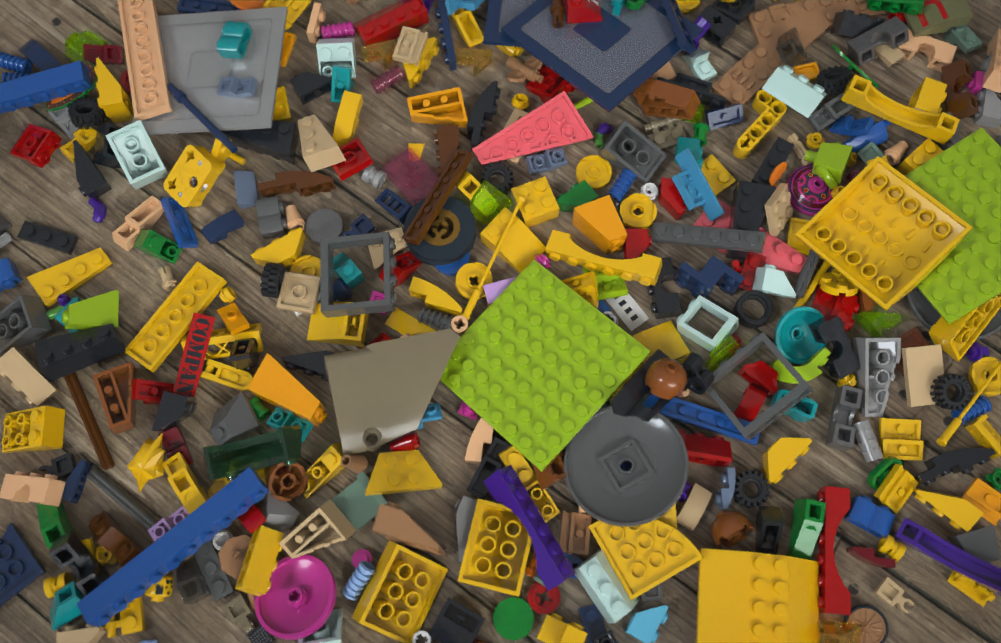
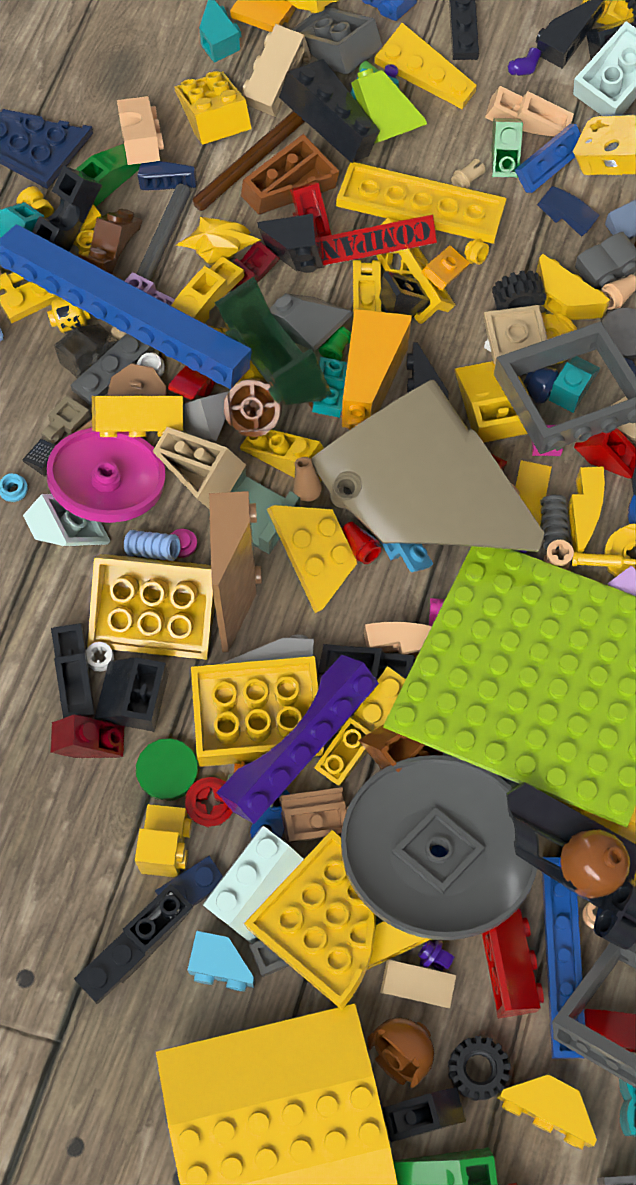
camera: 70 degrees right, 5 degrees down
(61, 466) = (179, 151): black plate -> none
(725, 494) = (454, 1028): sand blue slope -> none

